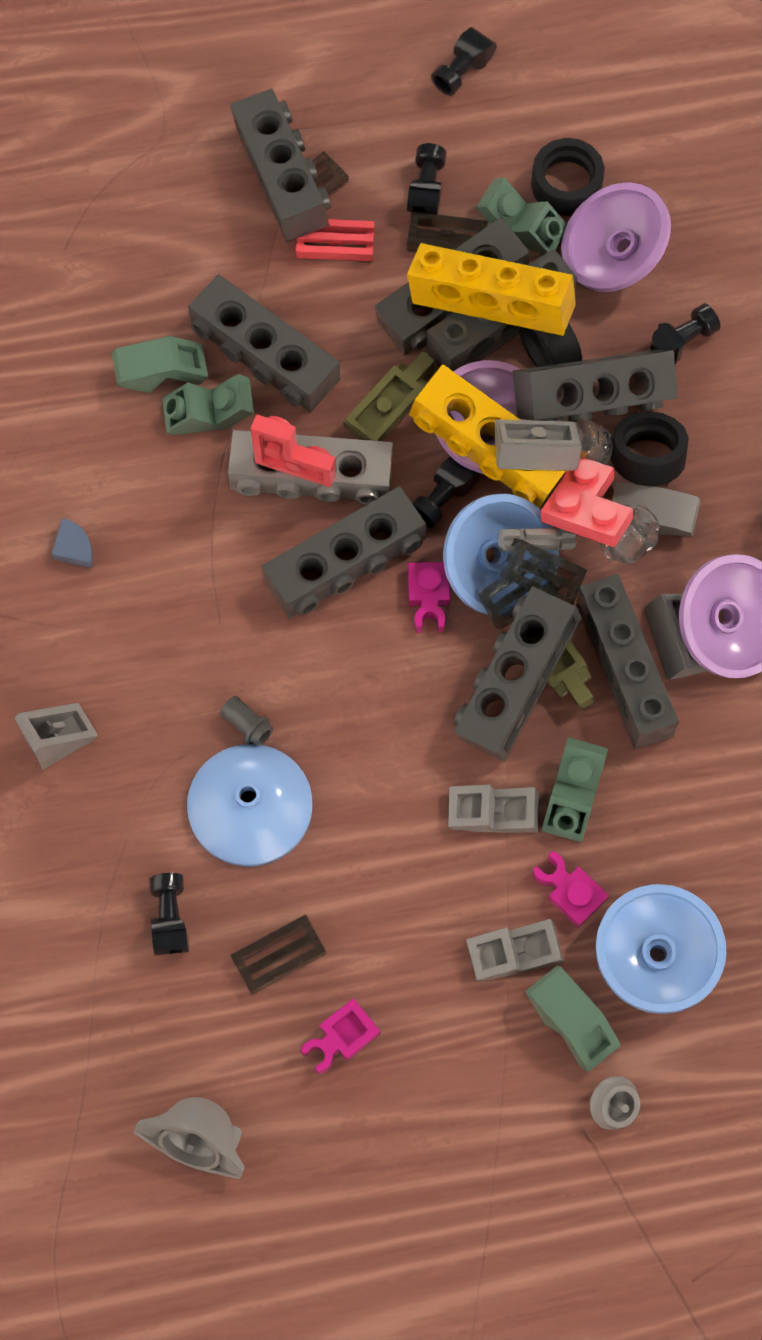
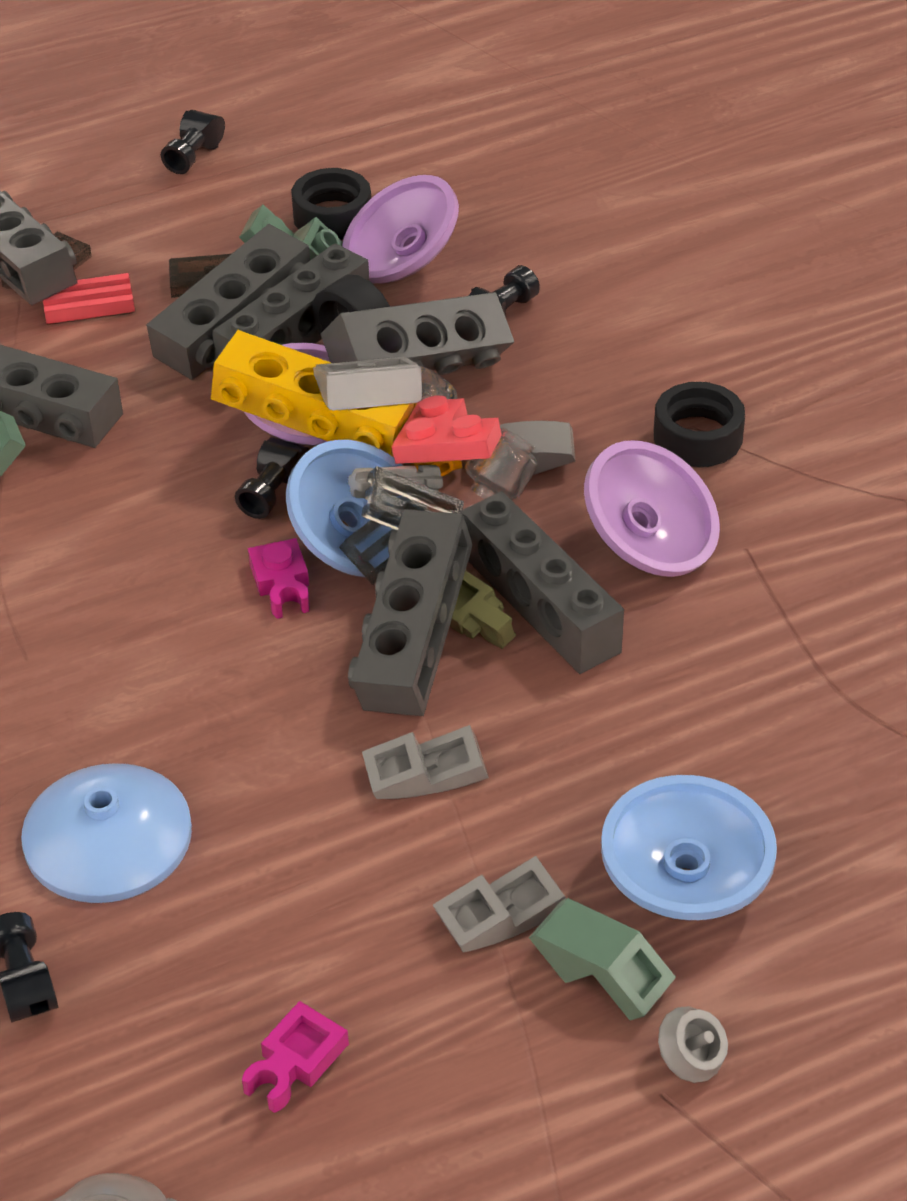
camera: 15 degrees left, 25 degrees down
(251, 725) = (95, 744): dark grey pin -> none
(277, 448) = (67, 454): coral plate -> none
(286, 968) = (190, 991): clear smoke tile -> none
(368, 457) = (105, 483): light grey brick -> none
(389, 513) = (165, 552): dark grey brick -> none
(390, 400) = (180, 417): olive hinge -> none
(425, 191) = (178, 233): black leg -> none
(492, 289) = (257, 279): yellow brick -> none
(574, 789) = (520, 719): sand green slope -> none
(574, 893) = (553, 830): dark pink plate -> none
(654, 427) = (501, 389): black tyre -> none
(665, 626) = (581, 541): light grey slope -> none

